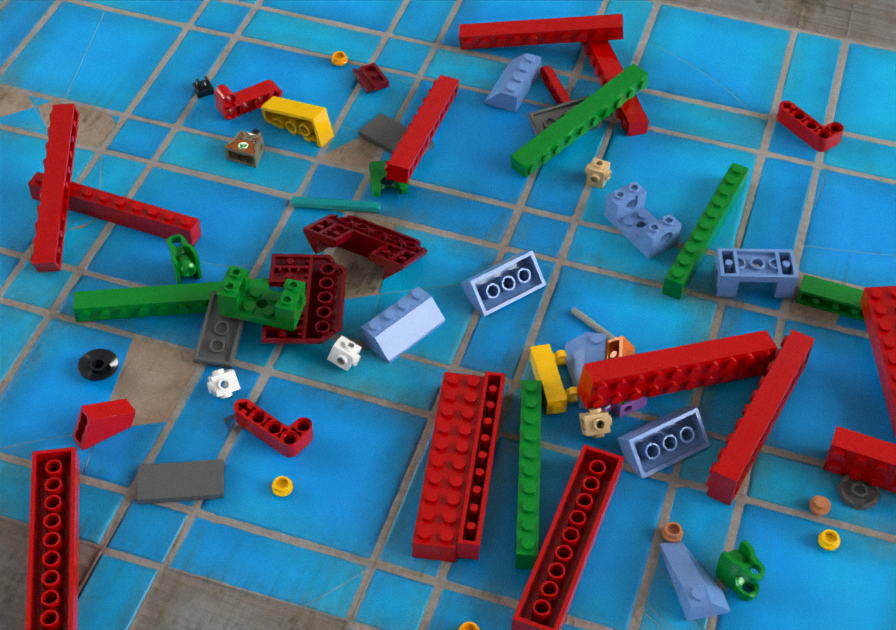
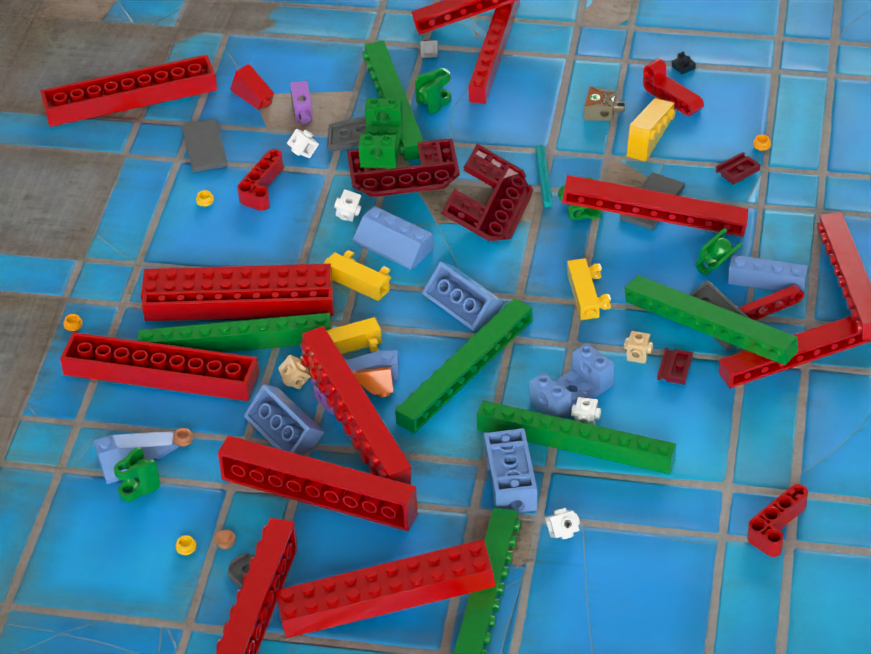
camera: 85 degrees right, 5 degrees down
(96, 262) = (429, 48): none -> tile
(98, 364) = (313, 73): black dish -> none
(154, 376) = (301, 110): none -> medium lavender torso
(456, 359) = (358, 276): none -> yellow brick
(497, 99) = (715, 253): none -> green piece
(512, 197) = (583, 289): none -> yellow brick
(591, 323) = (418, 374): light grey bar -> none
(602, 293) = (463, 365): none -> green brick
(622, 156) = (675, 366): none -> dark red plate
(680, 213) = (586, 410): none -> white brick
(814, 251) = (562, 523): none -> white brick

